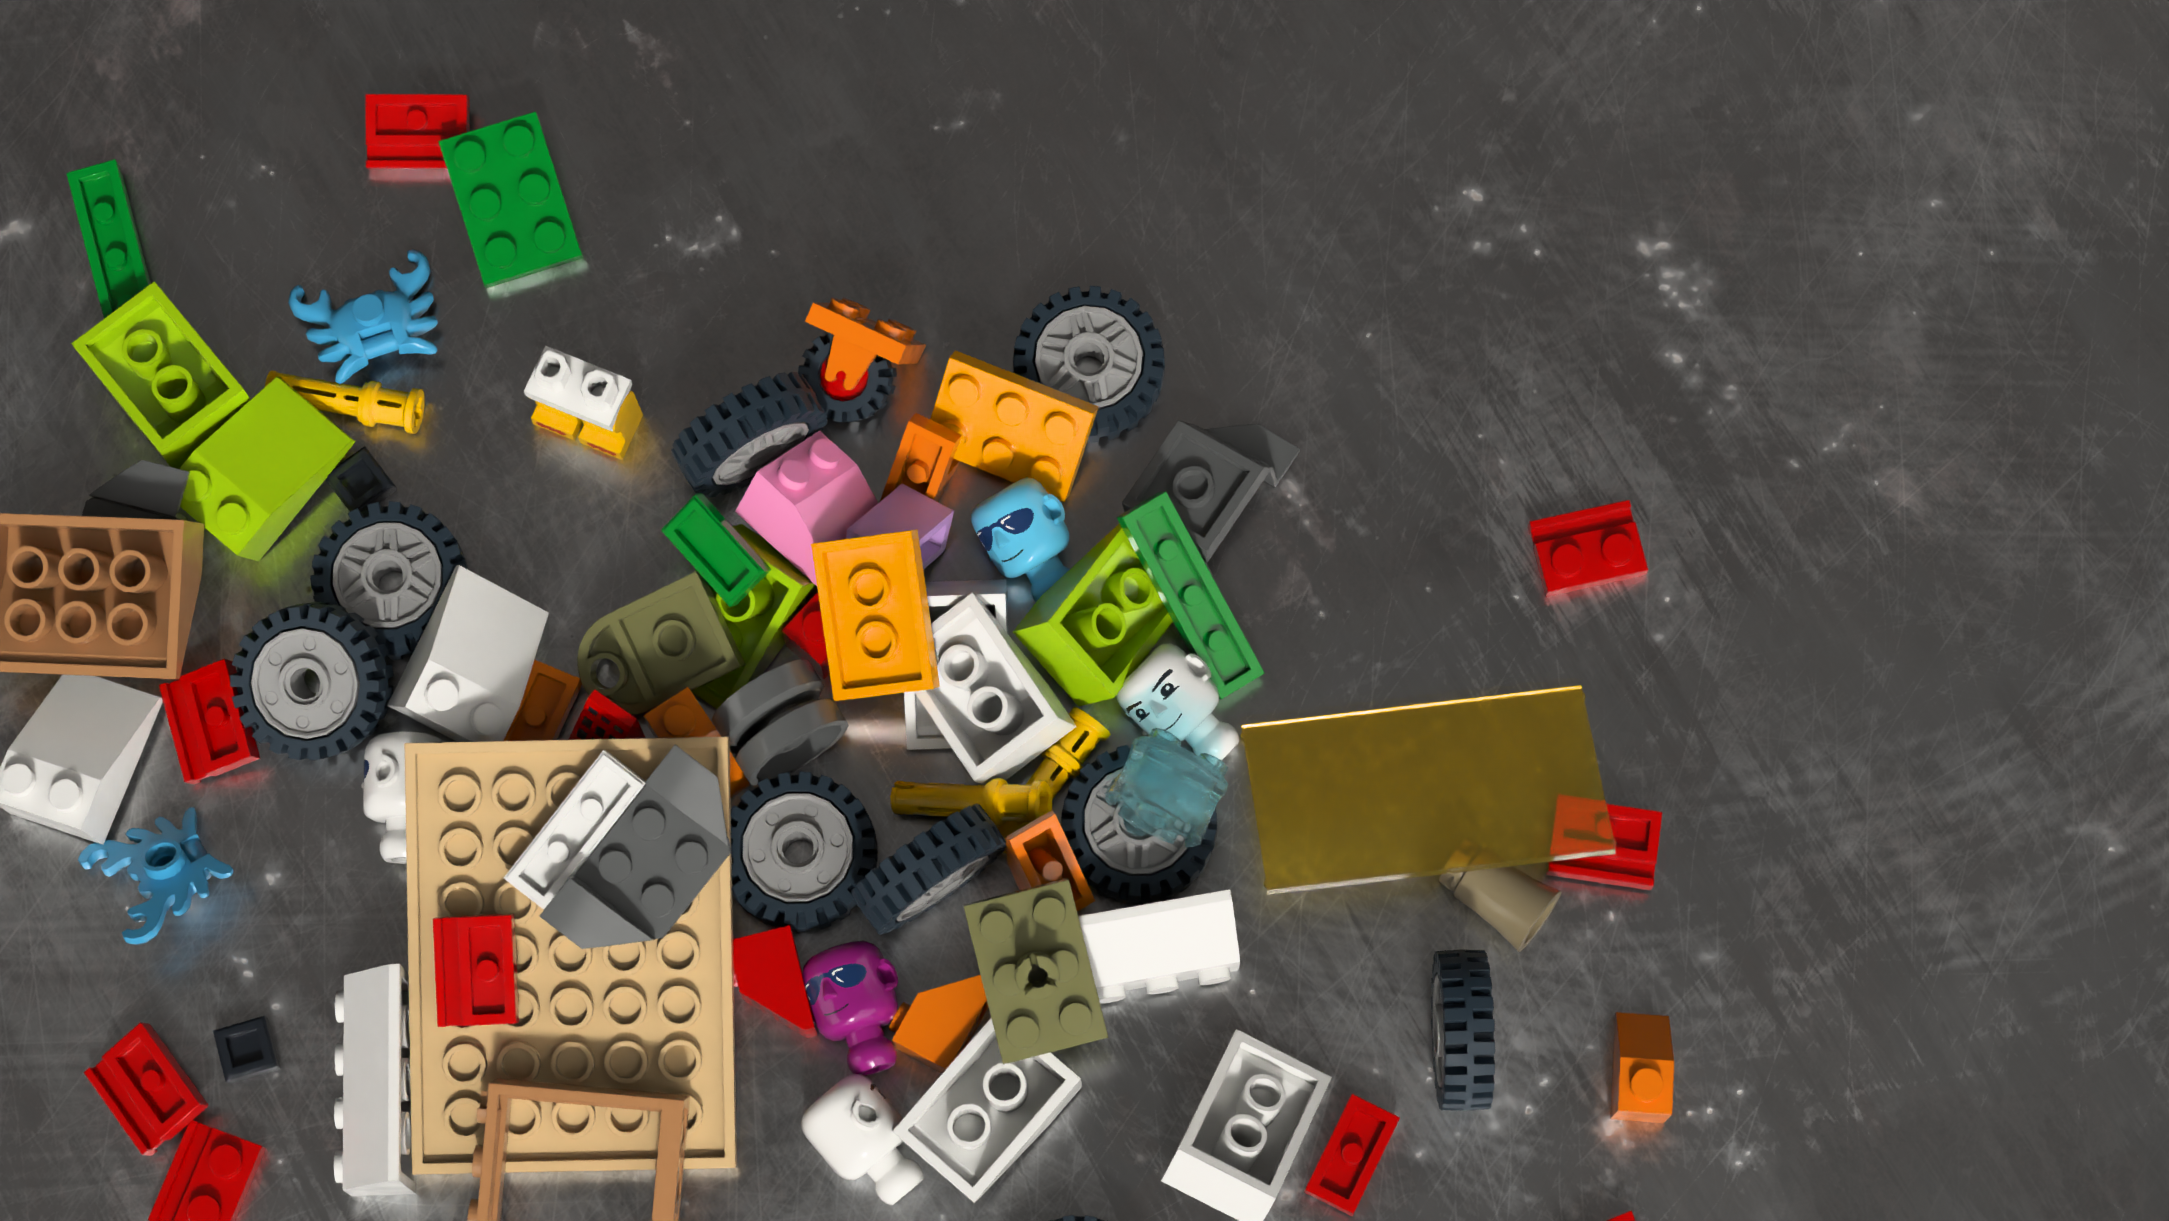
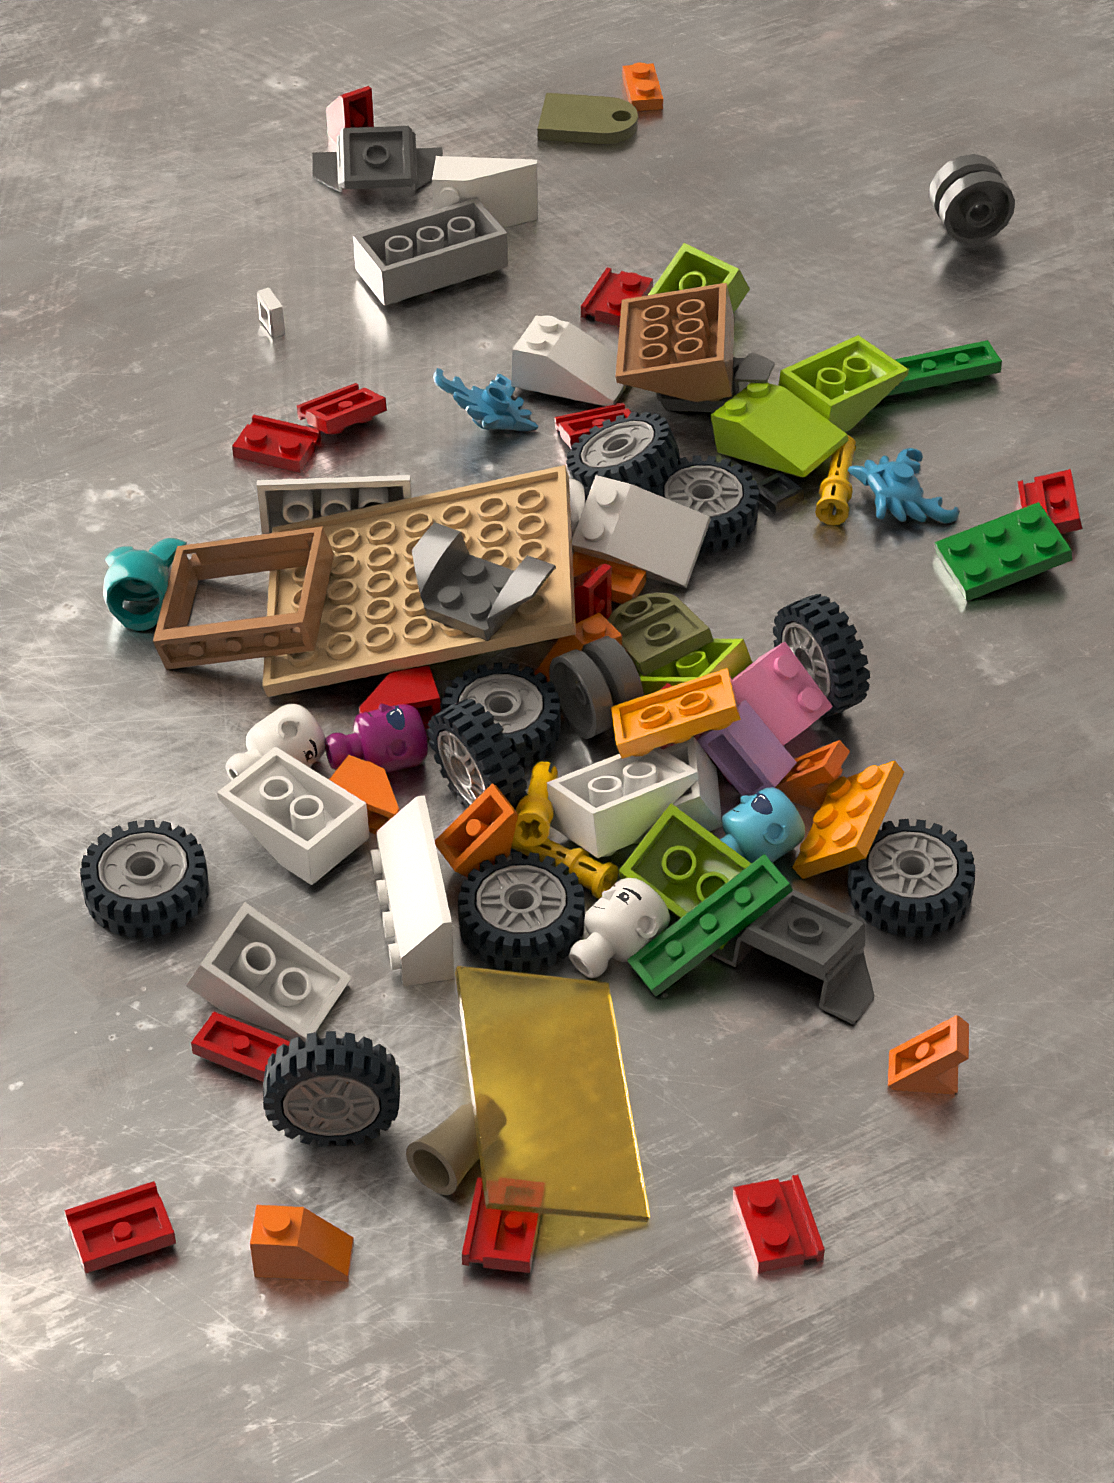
camera: 90 degrees right, 30 degrees down
(246, 1049) = (368, 457): black tile -> none
(475, 970) = (402, 519): red plate -> none
(575, 829) = (503, 548): white tile -> none
(581, 393) = (846, 565): white hips -> none
(715, 549) = (726, 636): green tile -> none
(853, 361) = (900, 728): plate -> none
(1035, 971) = (388, 805): olive plate -> none
(1168, 788) = (537, 888): clear light blue brick -> none
(1373, 365) = (930, 1059): none -> orange slope

